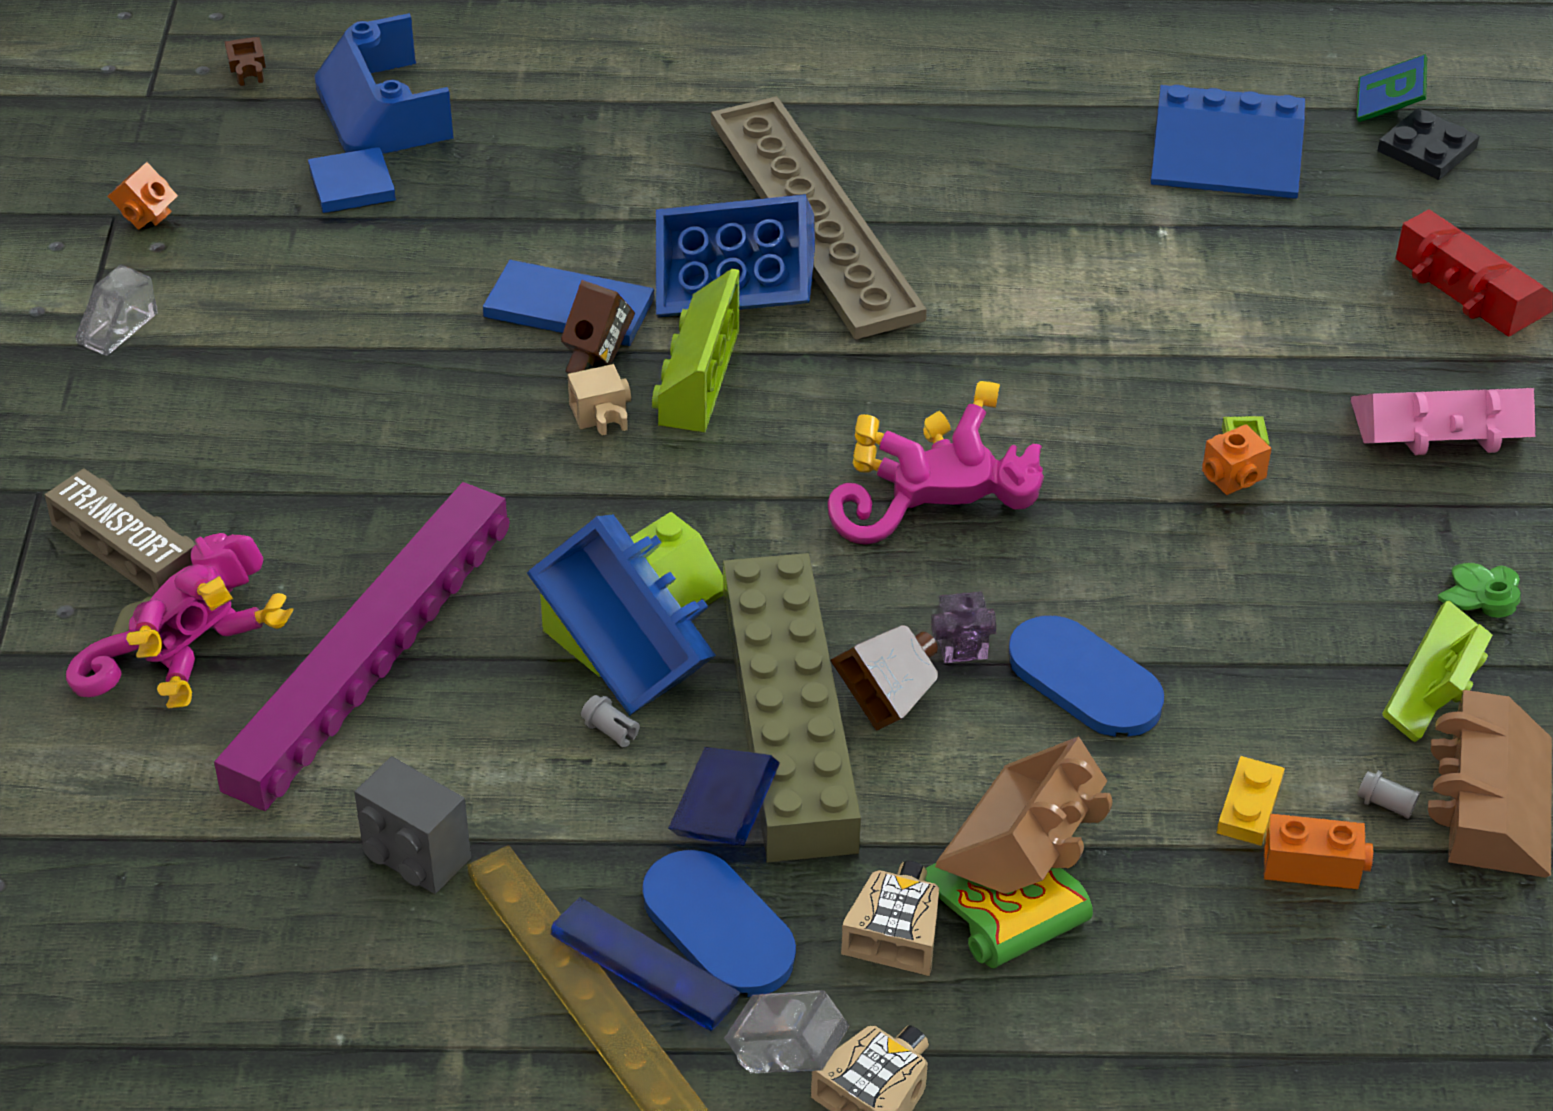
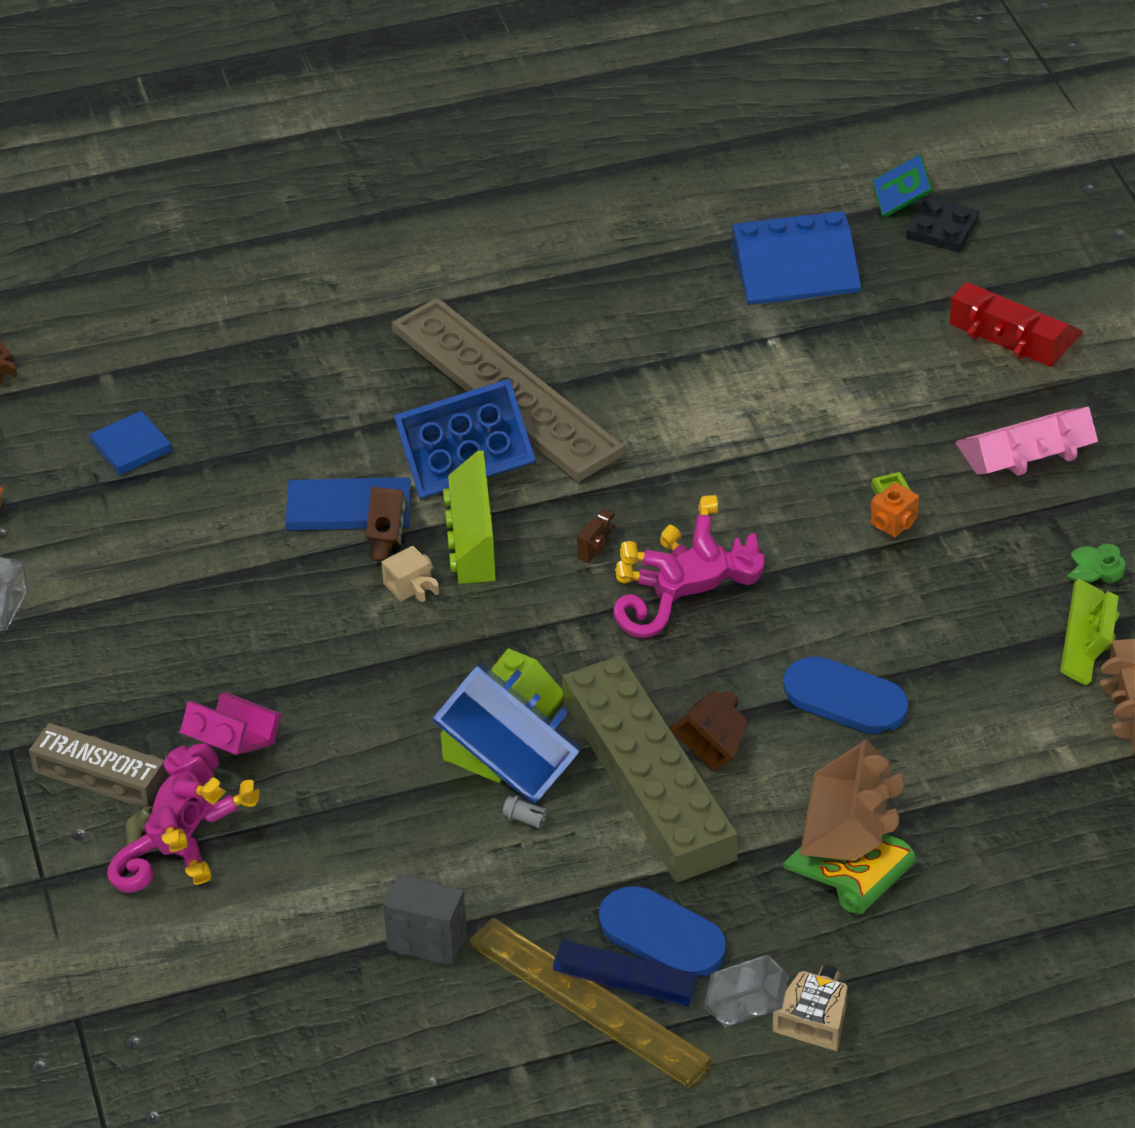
camera: 15 degrees left, 0 degrees up
(308, 530) = (233, 726): none -> dark pink panel
(361, 648) = (322, 803): magenta brick -> none
(382, 113) = (109, 380): blue windscreen -> none
(724, 795) = (634, 843): clear blue tile -> none
(841, 405) = (592, 537): none -> reddish brown plate
(894, 920) = (785, 898): tan torso -> none
(963, 626) = (749, 680): clear purple brick -> none
(1250, 800) = (991, 754): yellow plate -> none
(1316, 851) = (1048, 778): orange brick -> none
(1388, 794) = (1082, 726): light grey pin -> none

